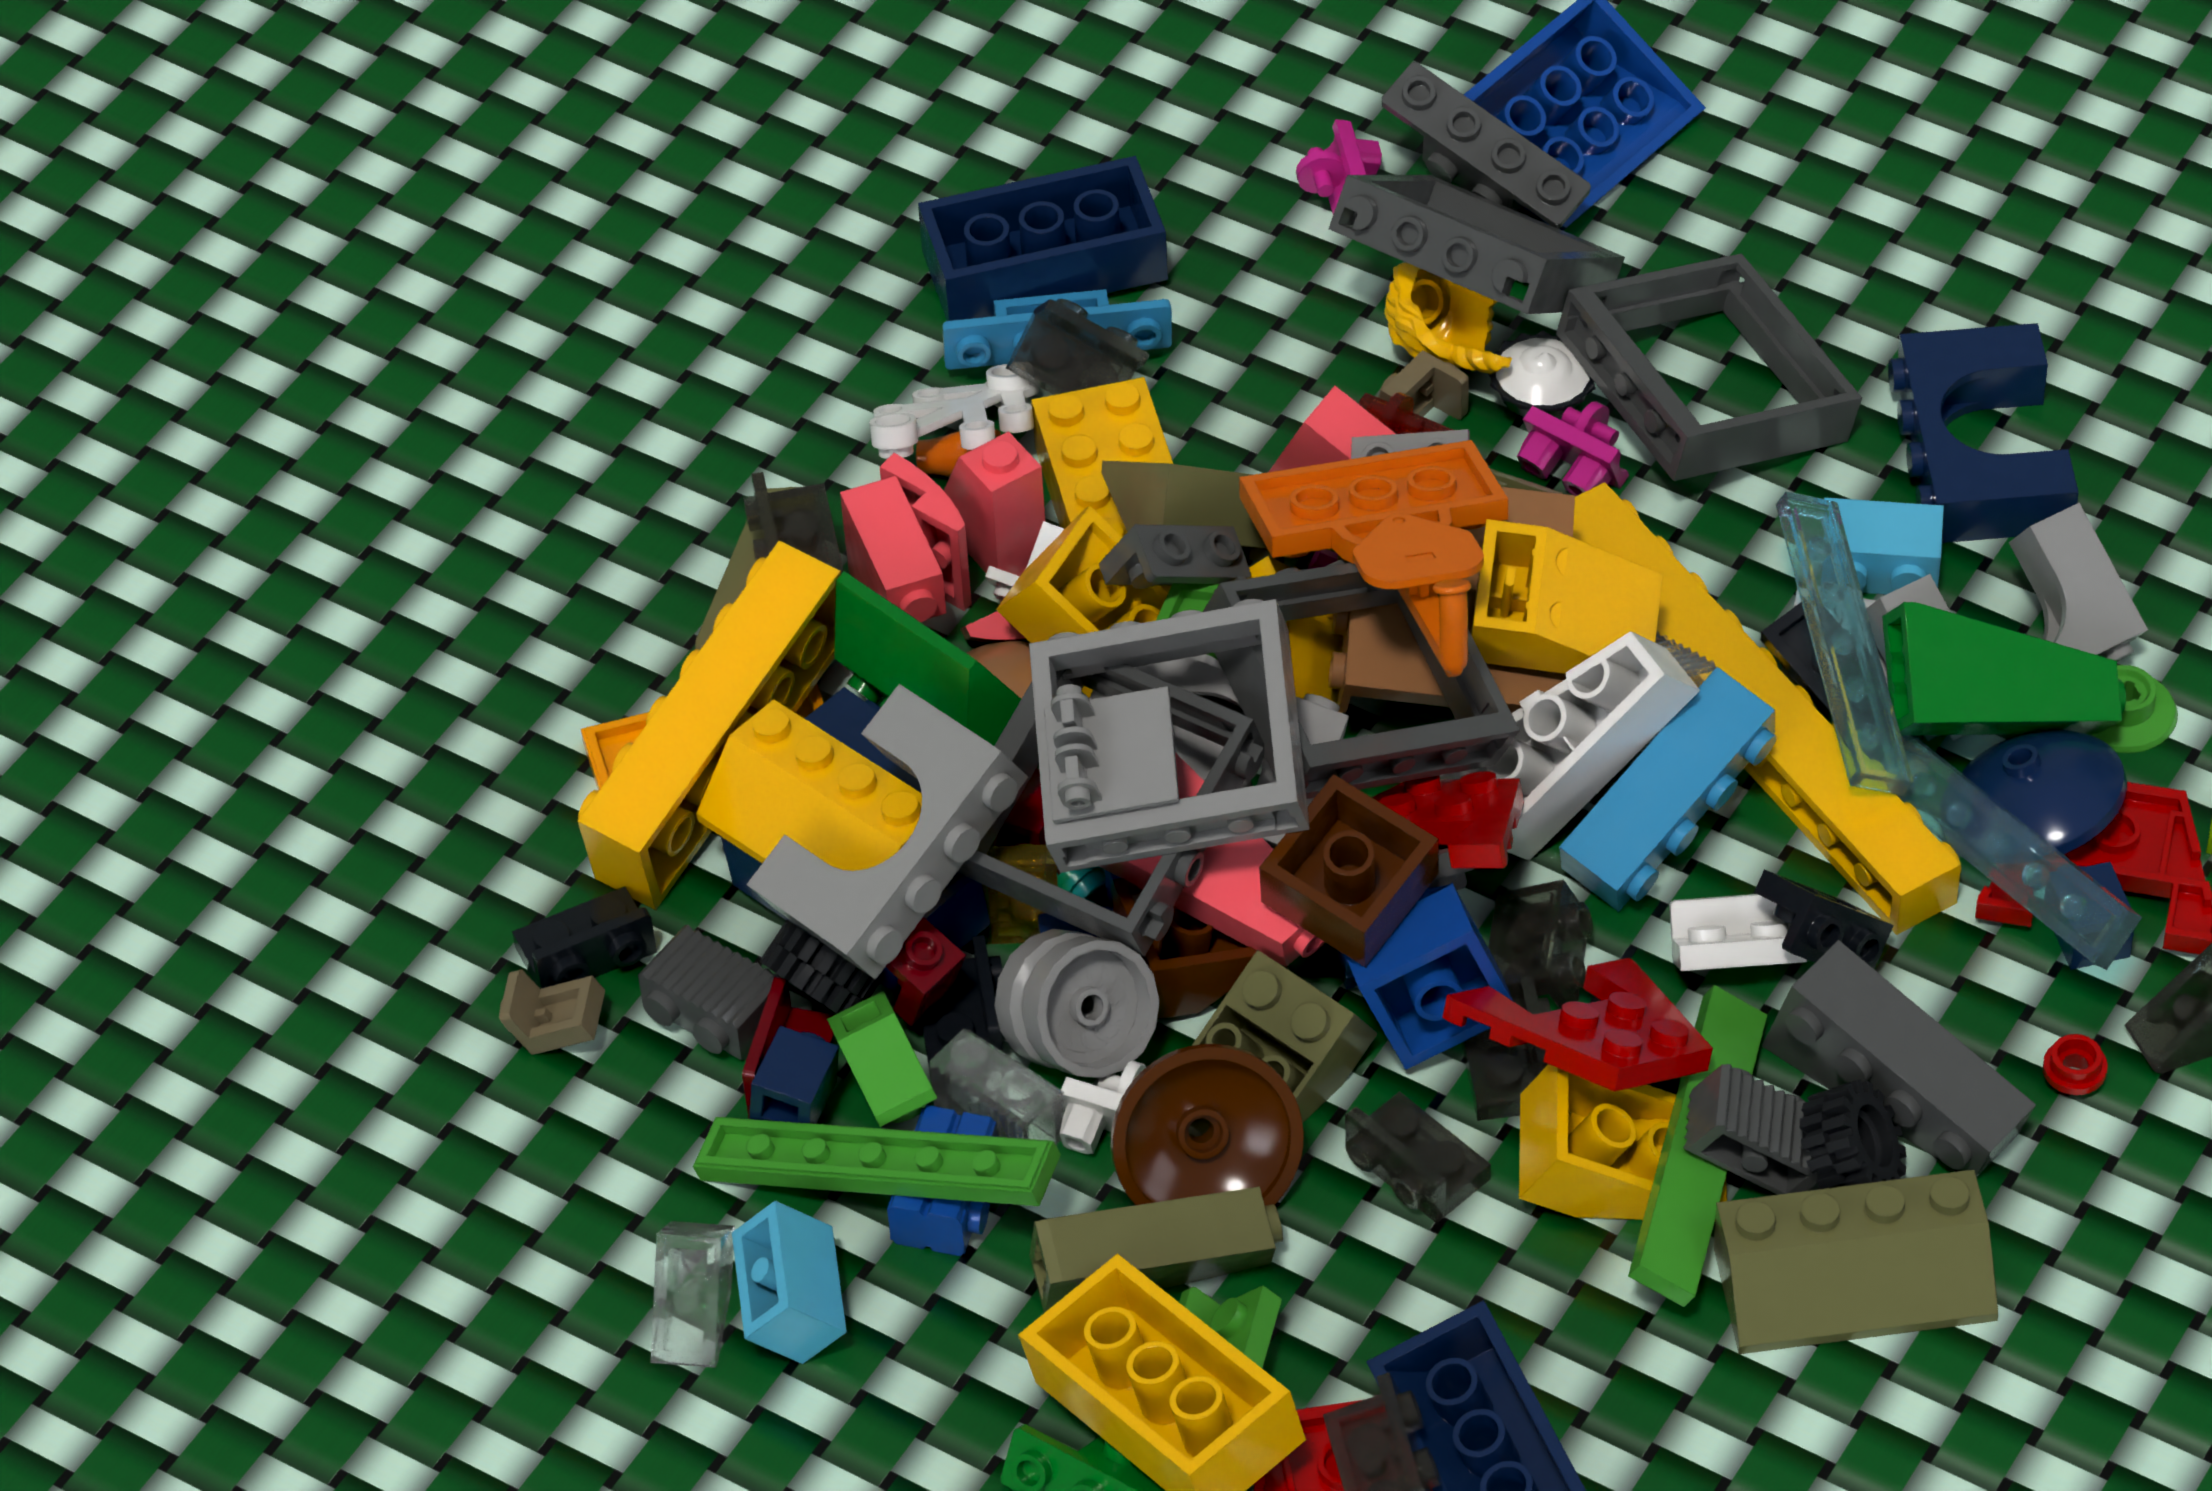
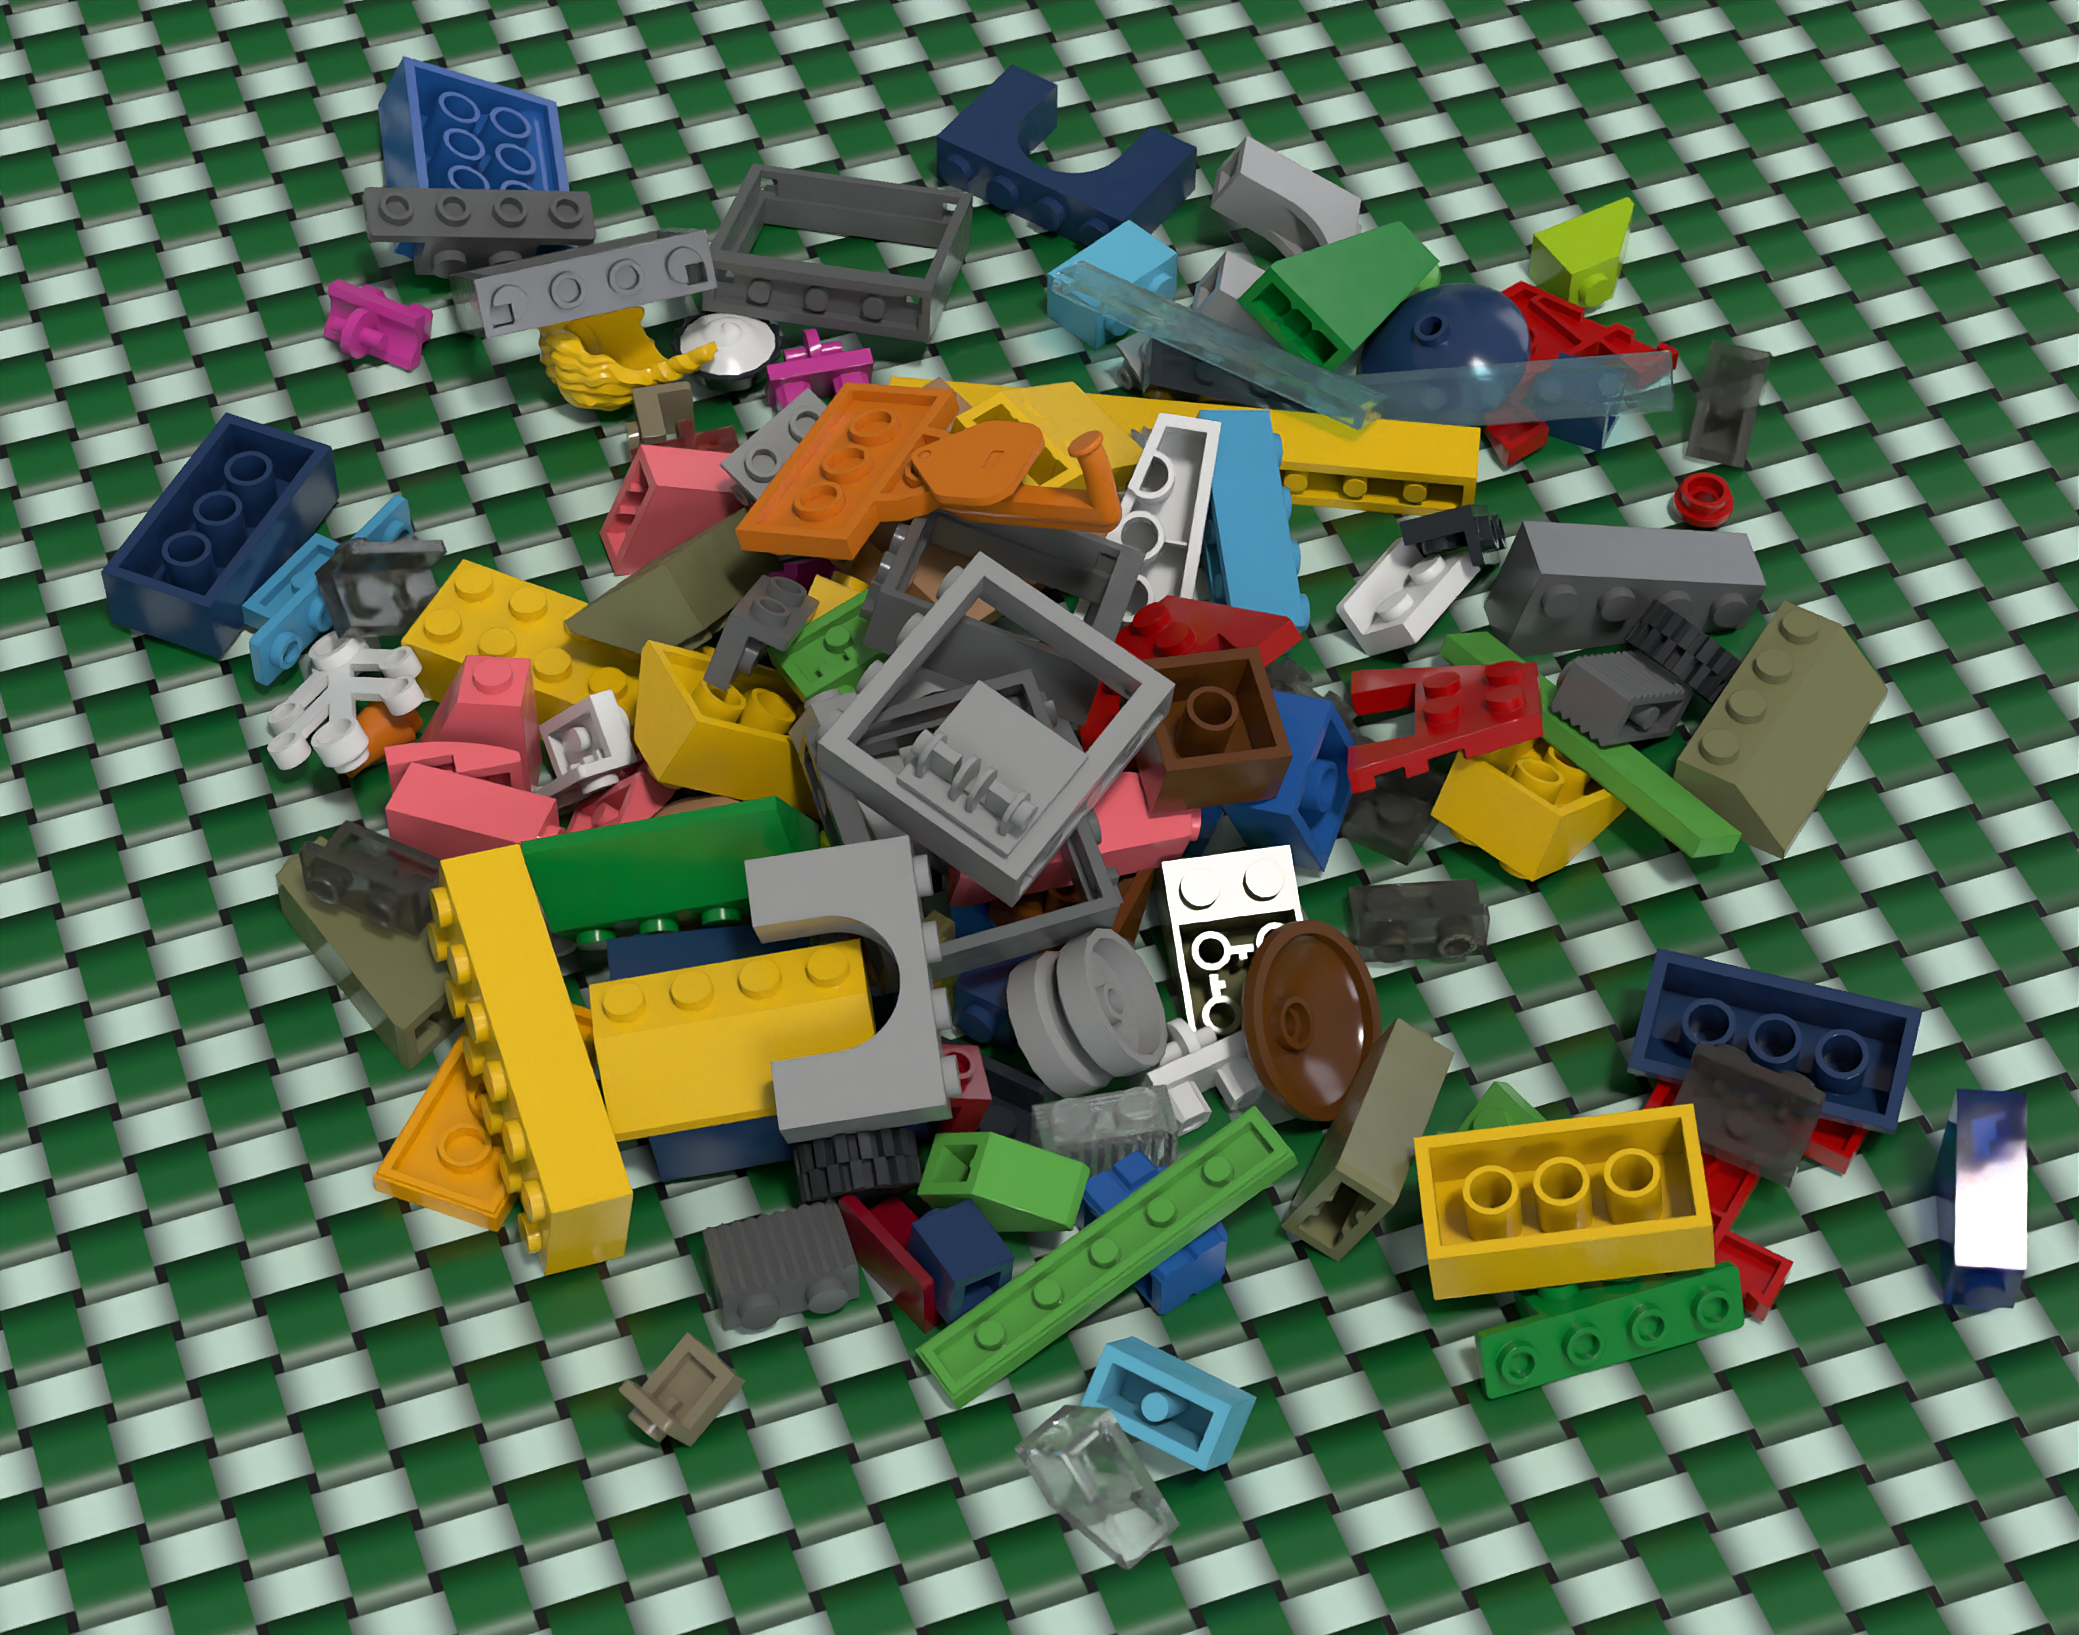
camera: 55 degrees left, 0 degrees up
(586, 939) = (616, 1323): black bracket -> none

